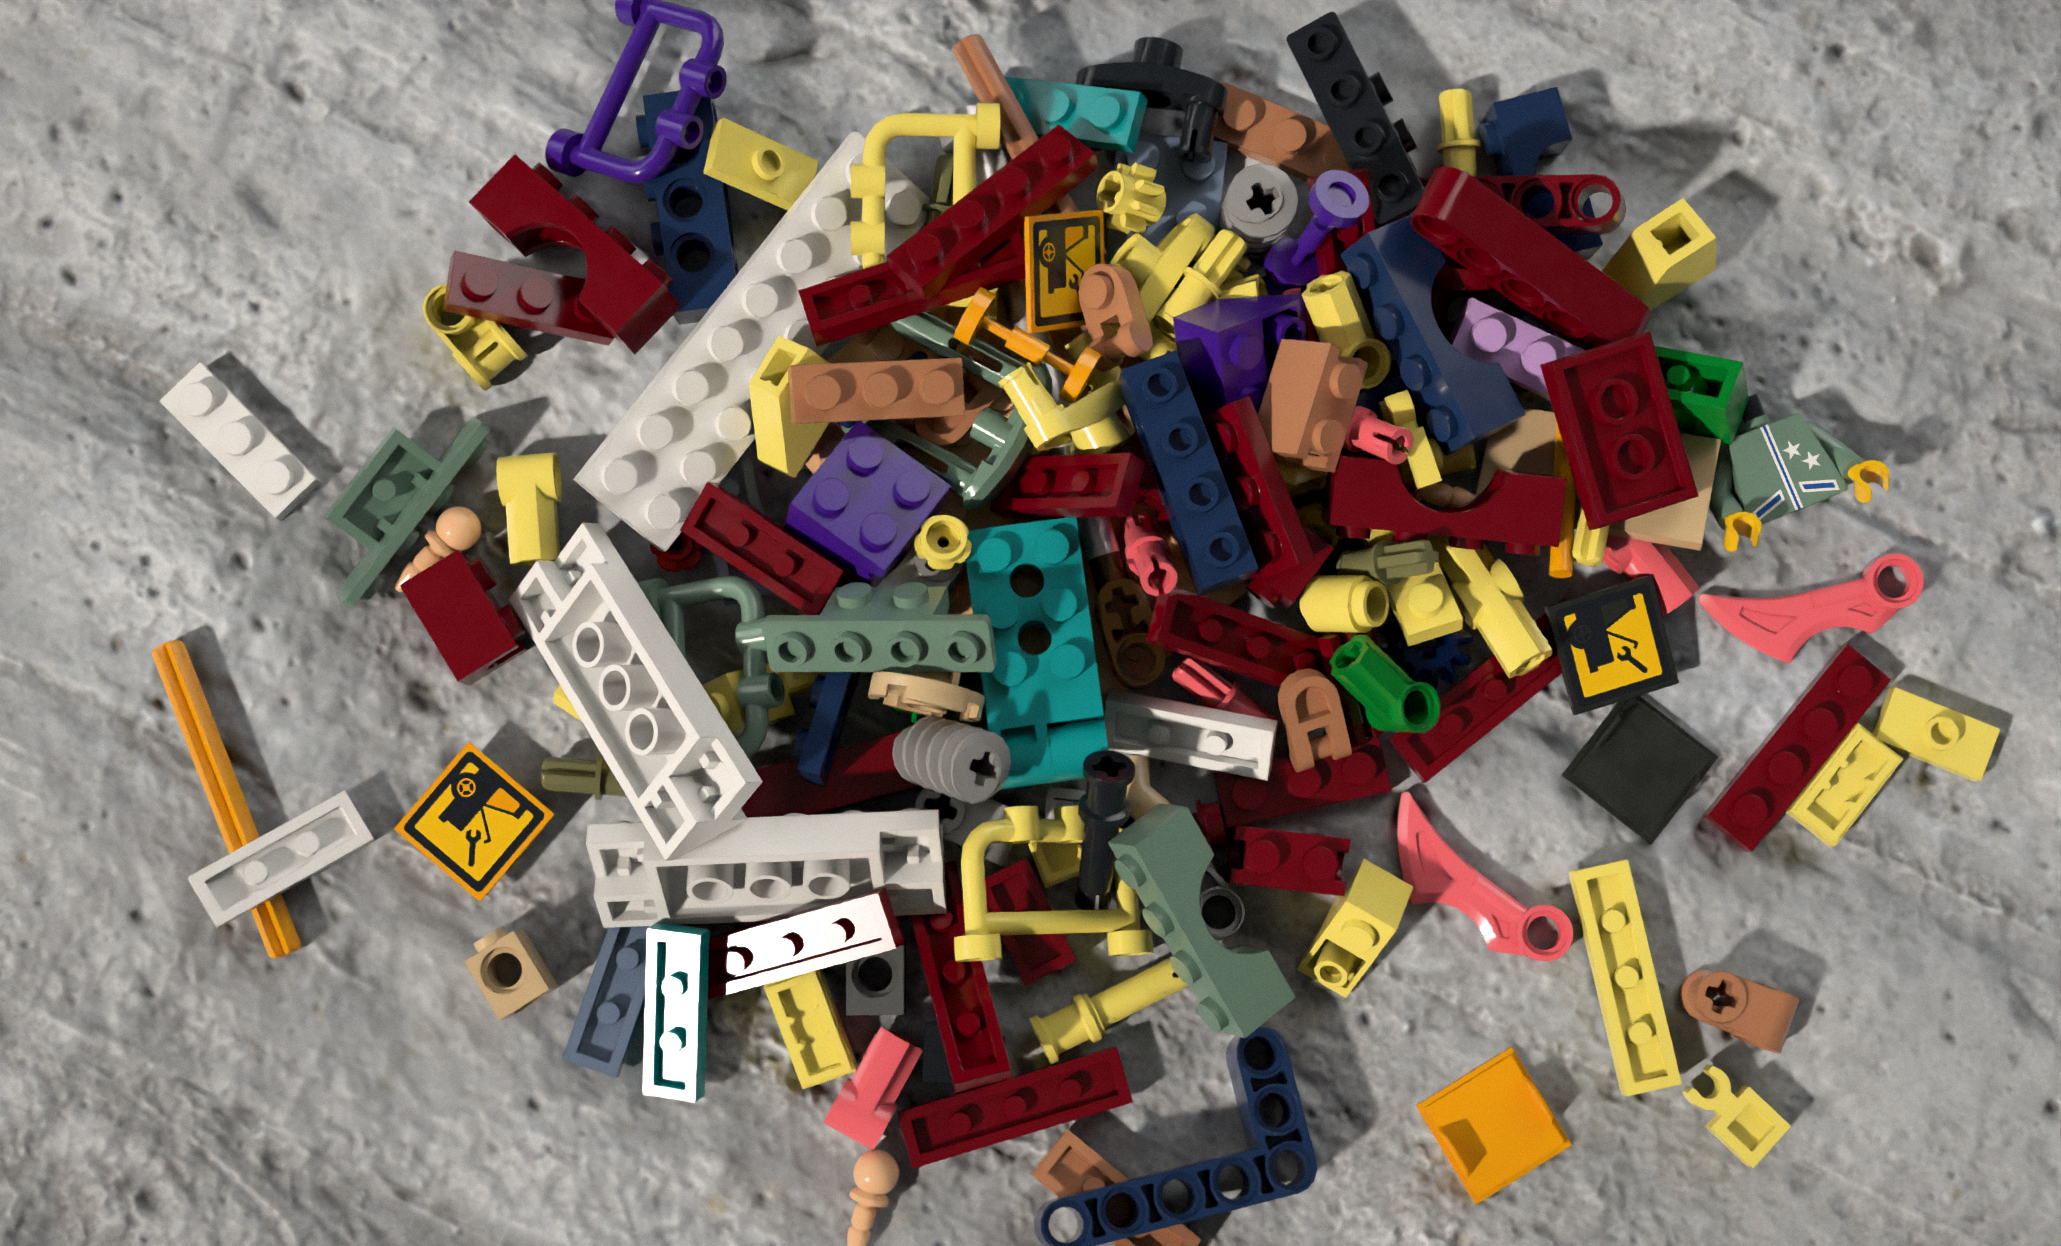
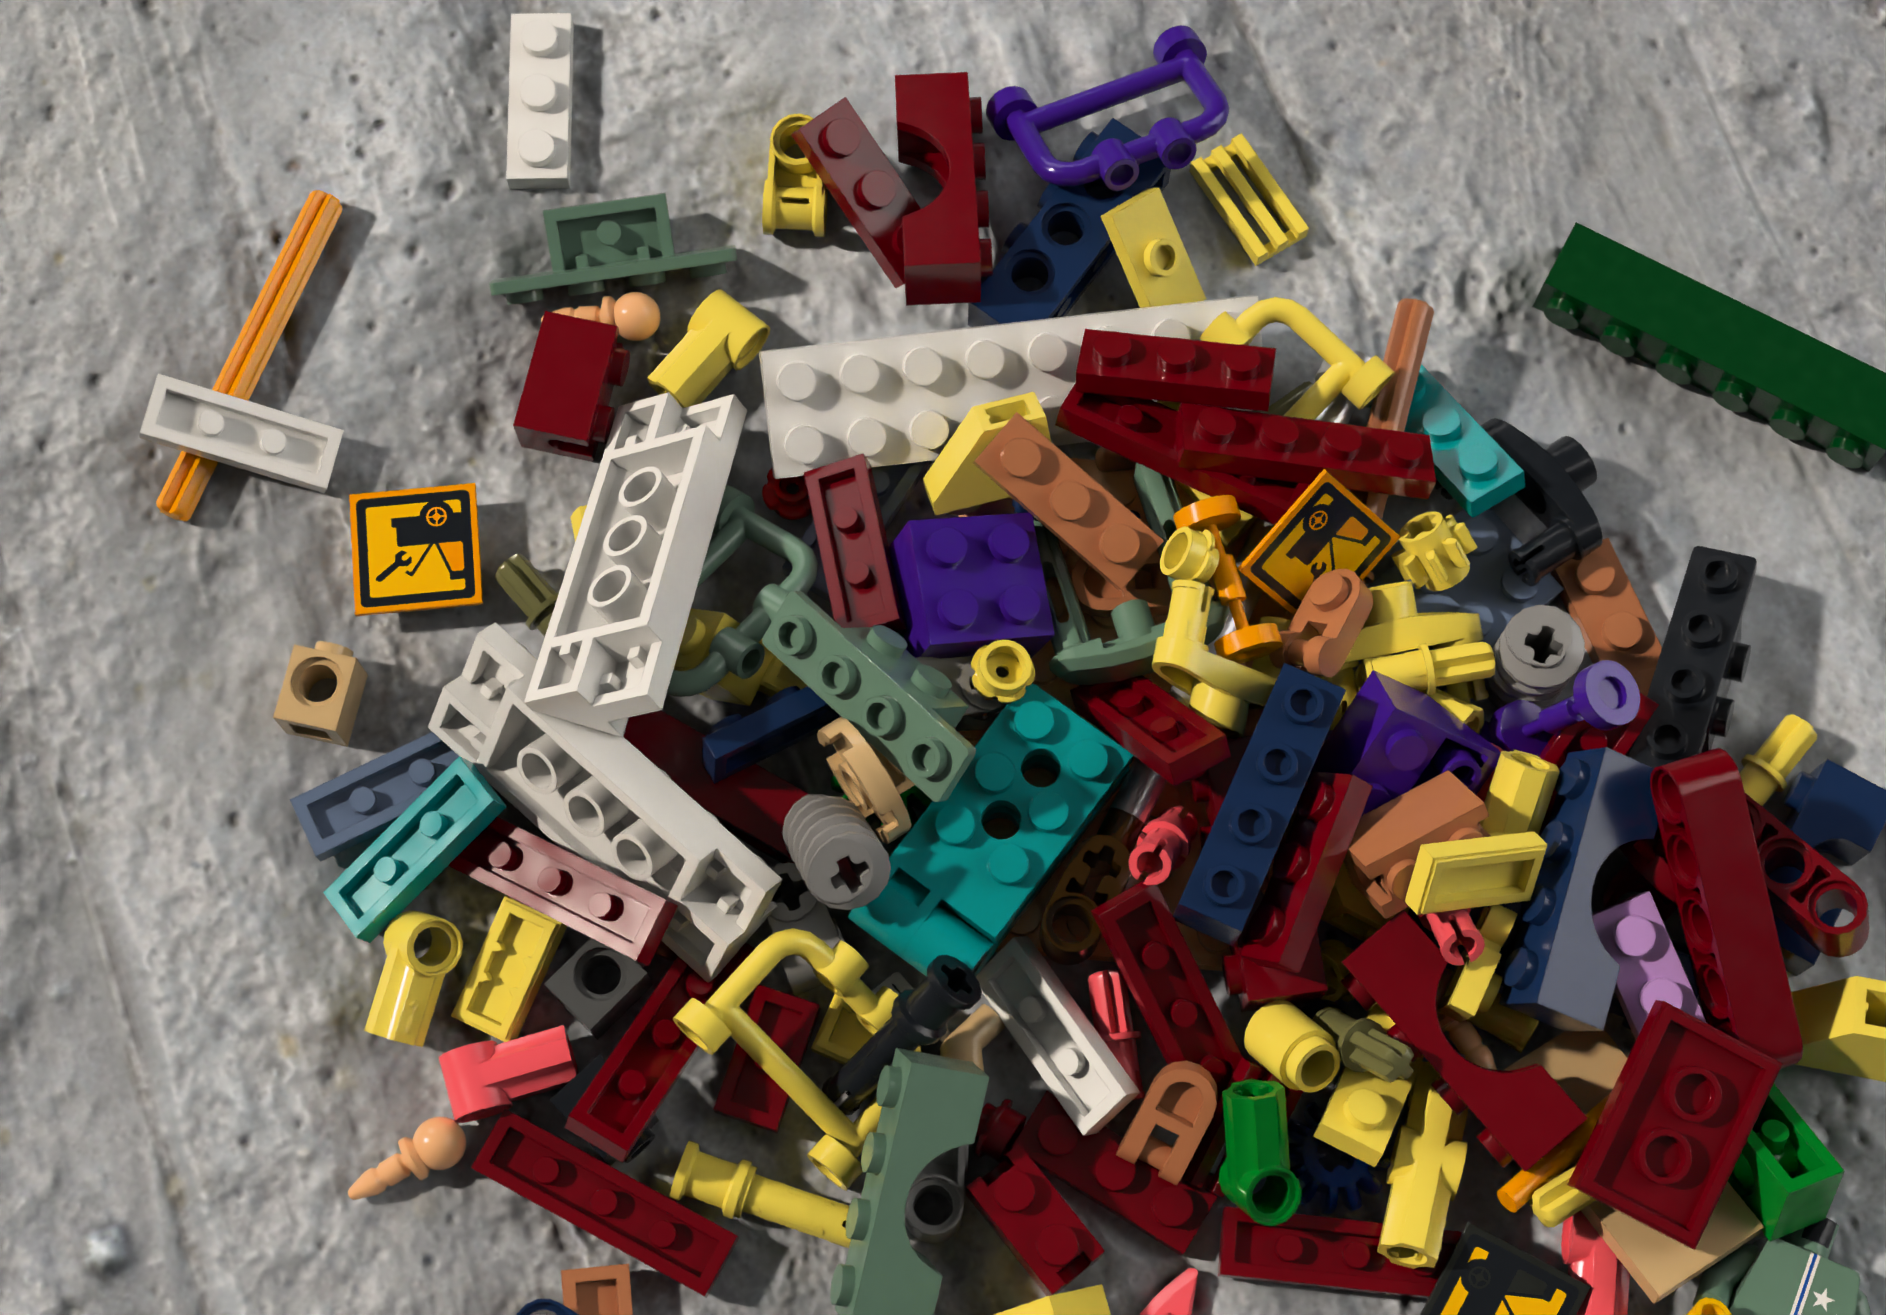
camera: 50 degrees right, 10 degrees down
(756, 1094) = (412, 984): none -> light yellow piece
(790, 46) = (1222, 159): none -> light yellow tile
(861, 236) = (1176, 370): none -> dark red plate
(991, 354) = (1190, 555): none -> light yellow plate
(1365, 392) = (1475, 872): none -> light yellow tile

